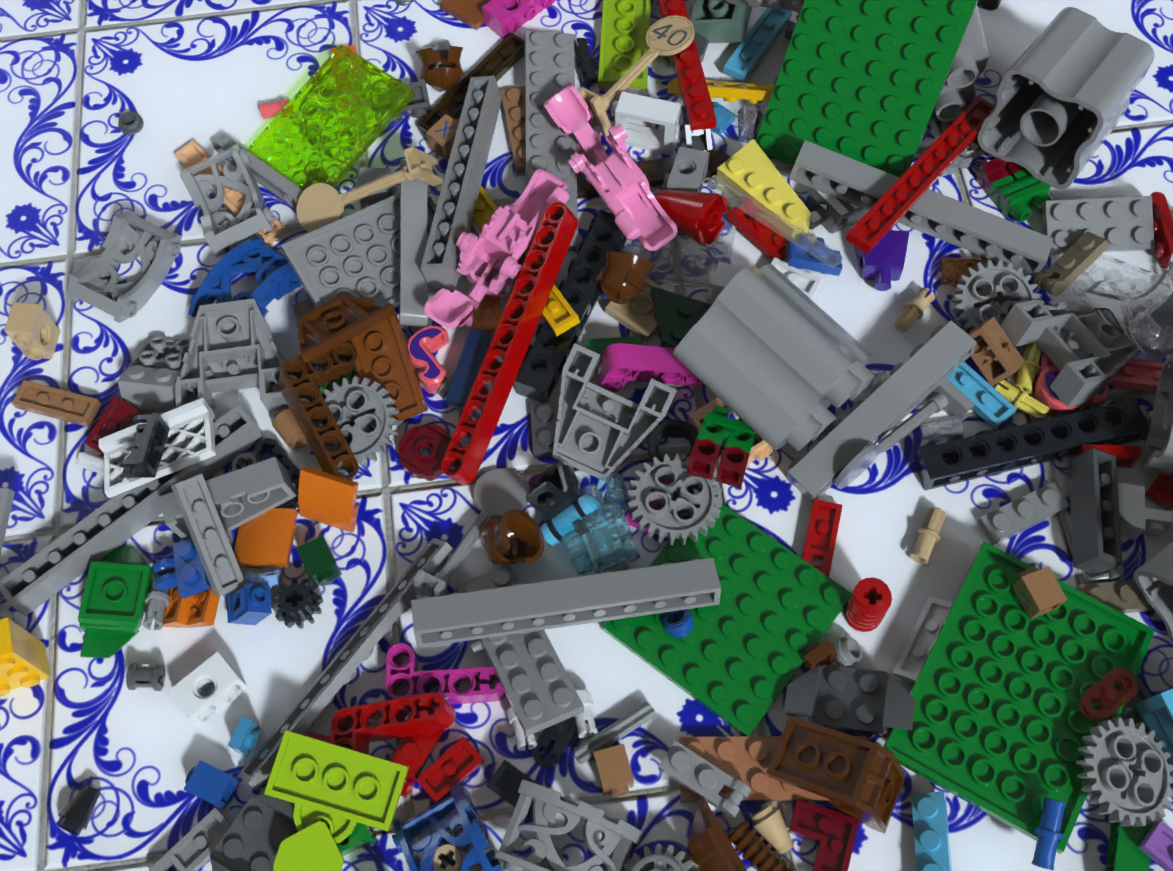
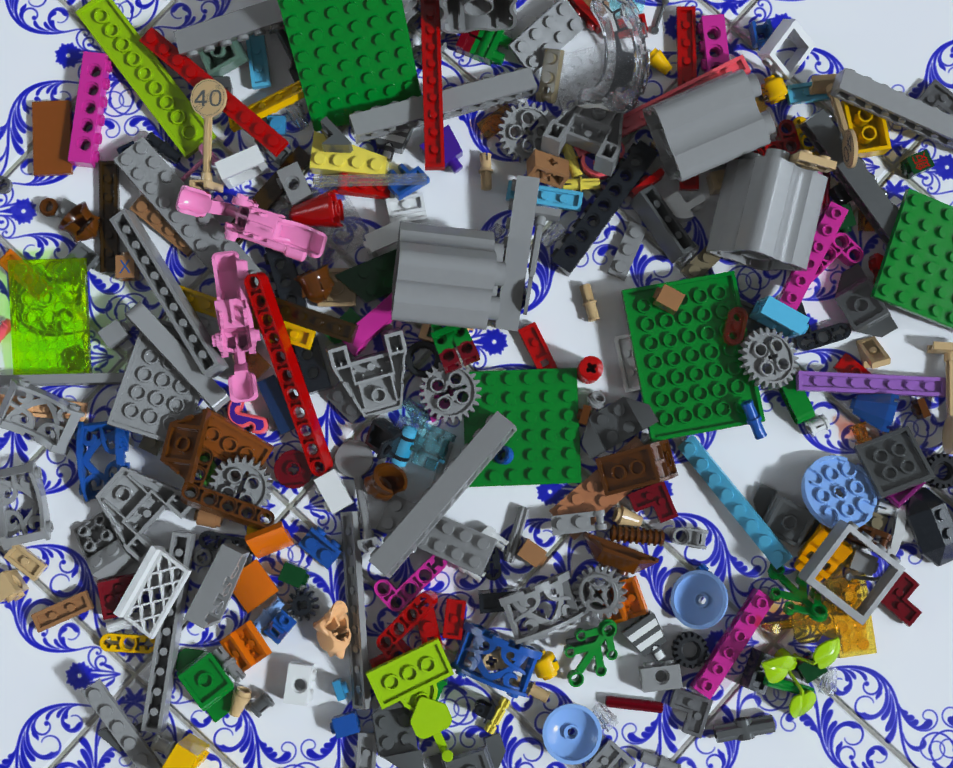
camera: 45 degrees left, 20 degrees up
(75, 327) = (26, 561): none -> tan plate
(82, 479) = (115, 637): none -> yellow beam
(130, 650) = (240, 699): none -> tan cone
(147, 447) = (150, 598): black hinge -> none
(189, 575) = (231, 634): blue hinge -> none
(208, 535) = (231, 614): light grey plate -> none
(303, 657) = (334, 630): none -> light nougat head
(324, 204) = (102, 377): tan piece -> none
(376, 558) = (320, 547): none -> blue bracket
(425, 37) = (45, 203): none -> reddish brown plate
(446, 508) = (333, 491): none -> white brick
(591, 311) = (316, 320): none -> dark brown tile
(768, 155) = (336, 139): none -> dark grey slope

